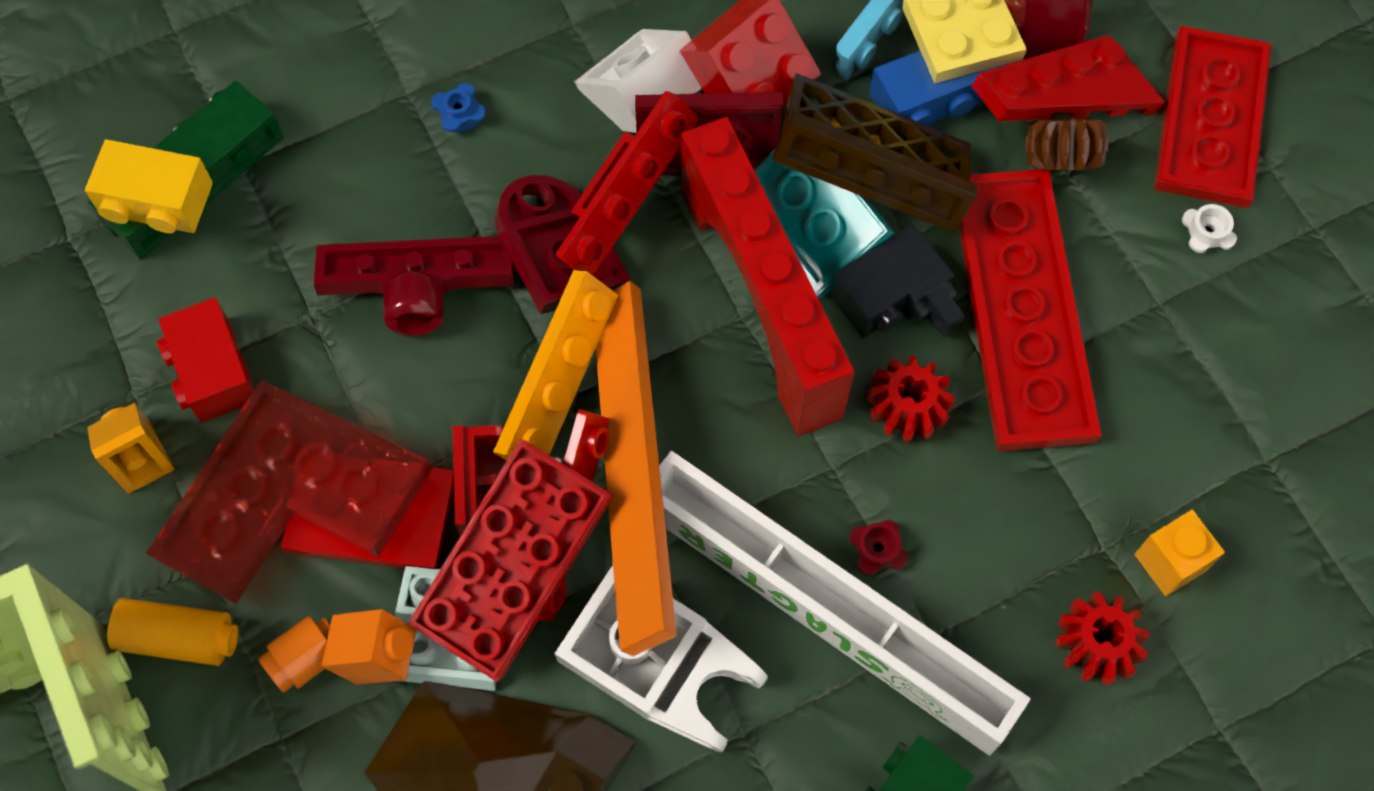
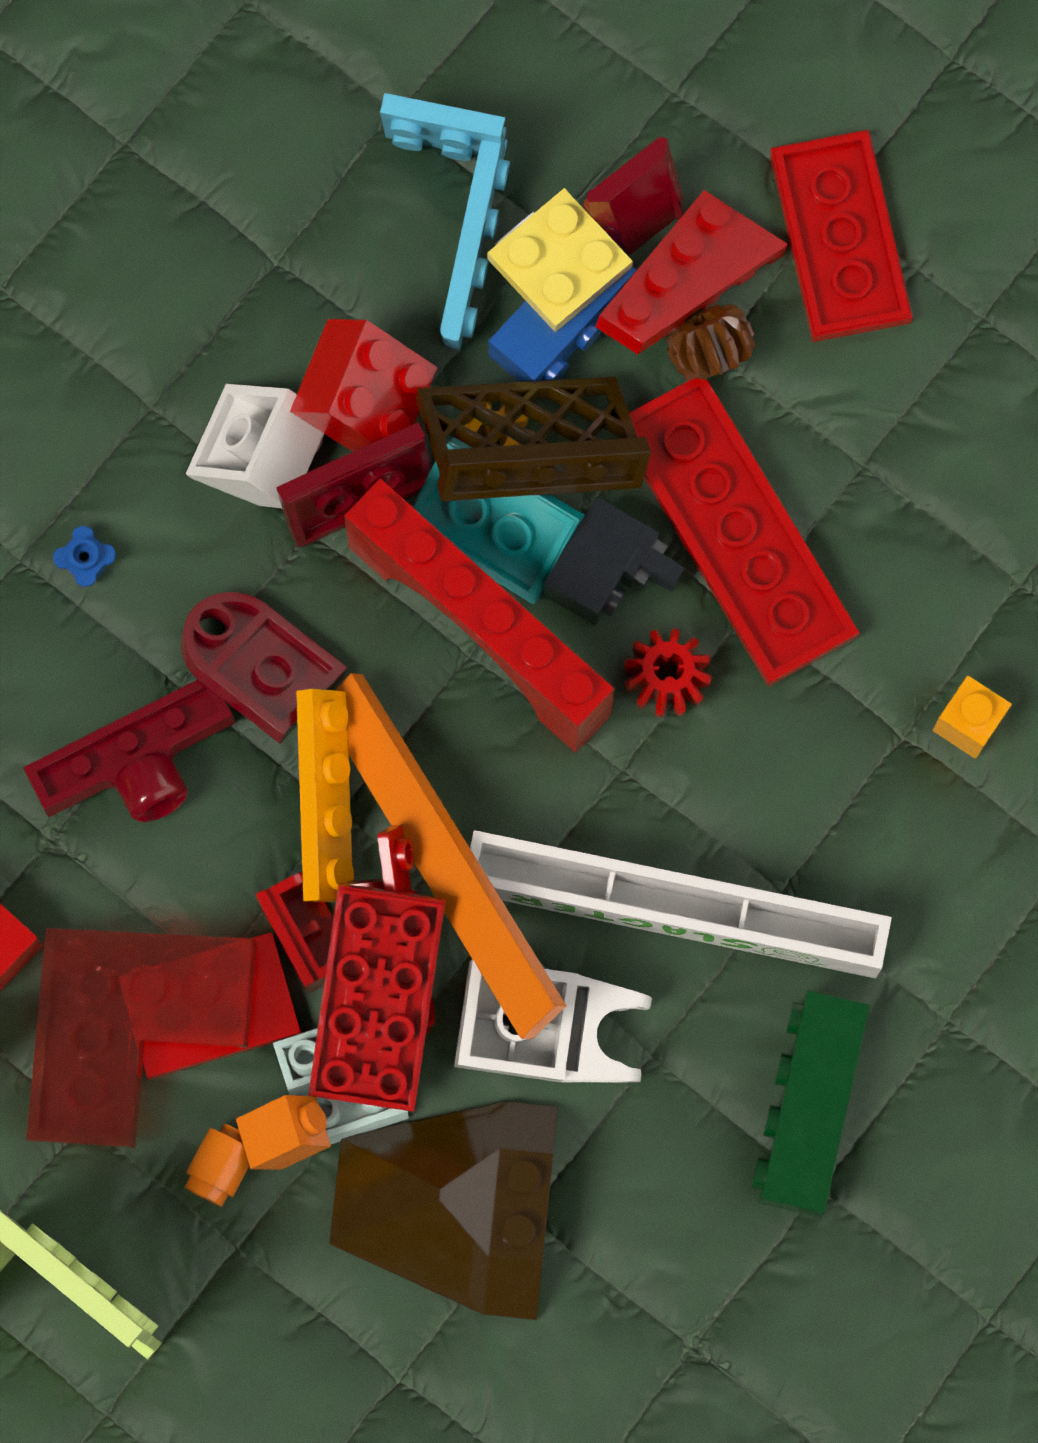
camera: 25 degrees left, 10 degrees up
(171, 631) = (92, 1198): light orange brick -> none
(624, 183) = (301, 582): red bracket -> none
(881, 533) = (698, 815): dark red plate -> none
(1104, 658) = (925, 810): red gear -> none
(1216, 218) = (888, 353): white plate -> none

